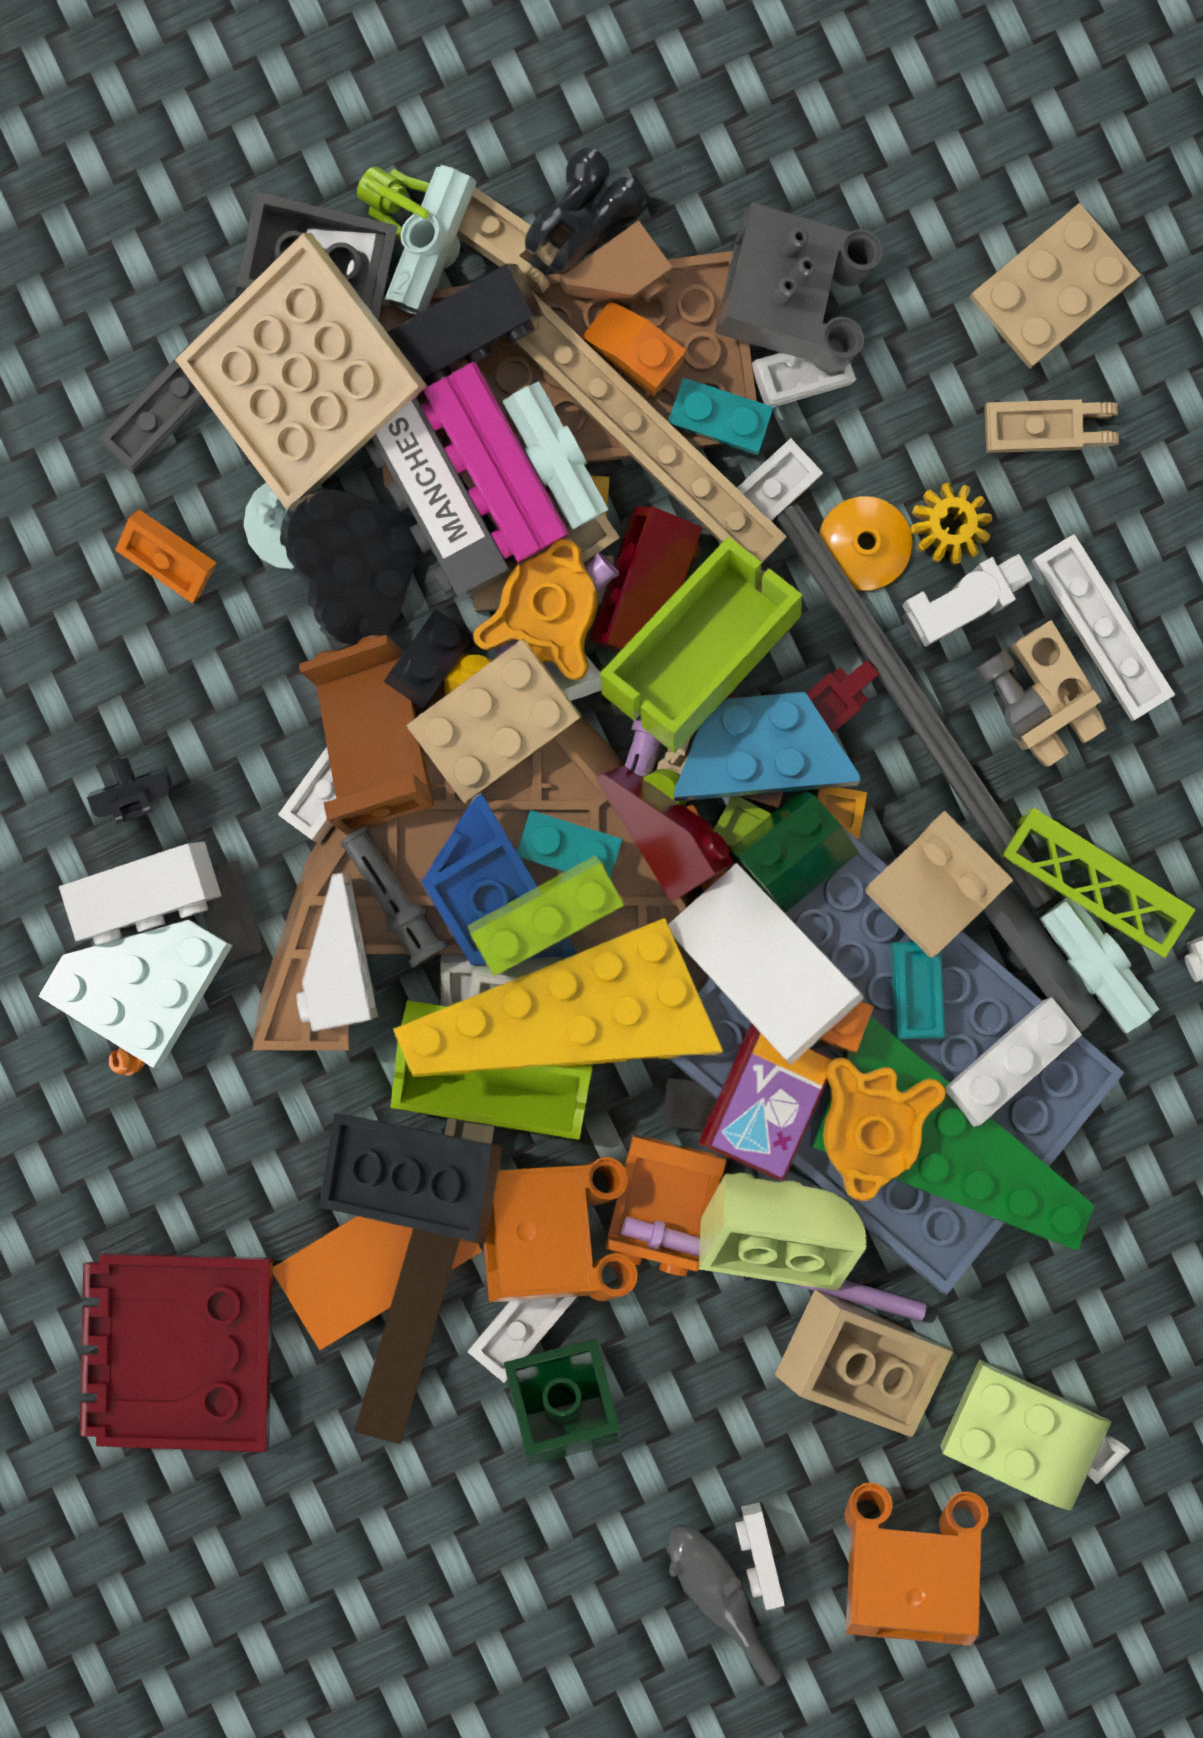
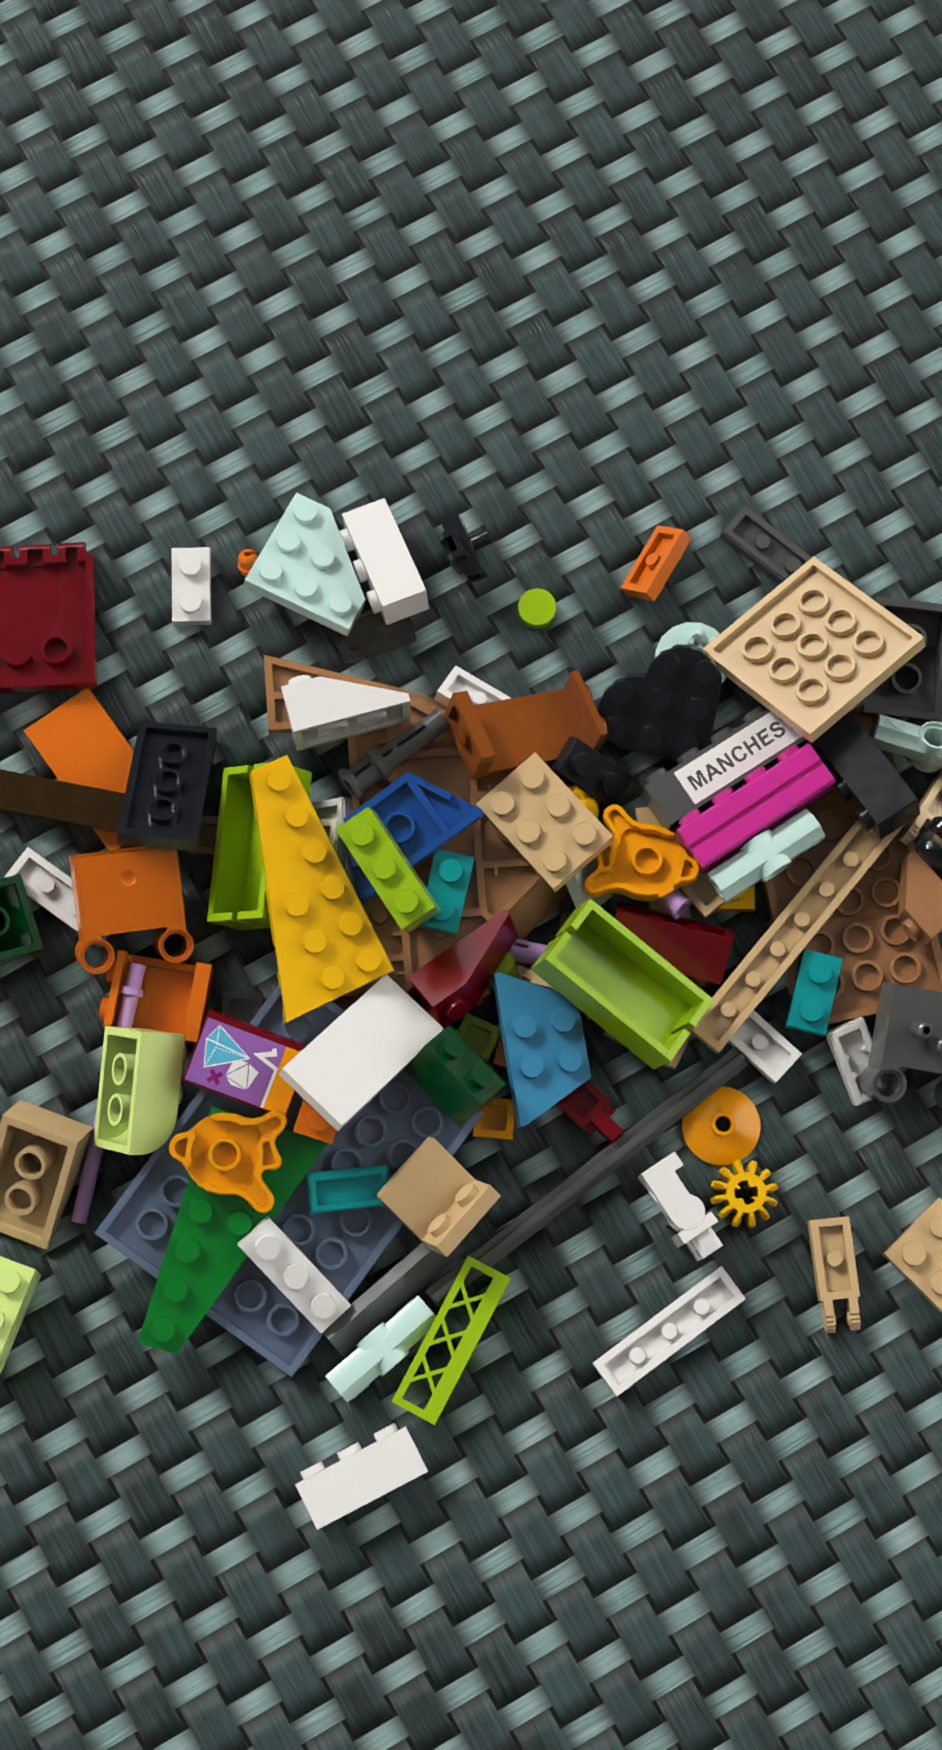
camera: 80 degrees right, 10 degrees down
(149, 1134) = (191, 586): none -> white plate
(210, 708) = (536, 608): none -> lime tile
(635, 347) = (862, 918): orange slope -> none
(1056, 699) = (598, 1288): tan hips -> none

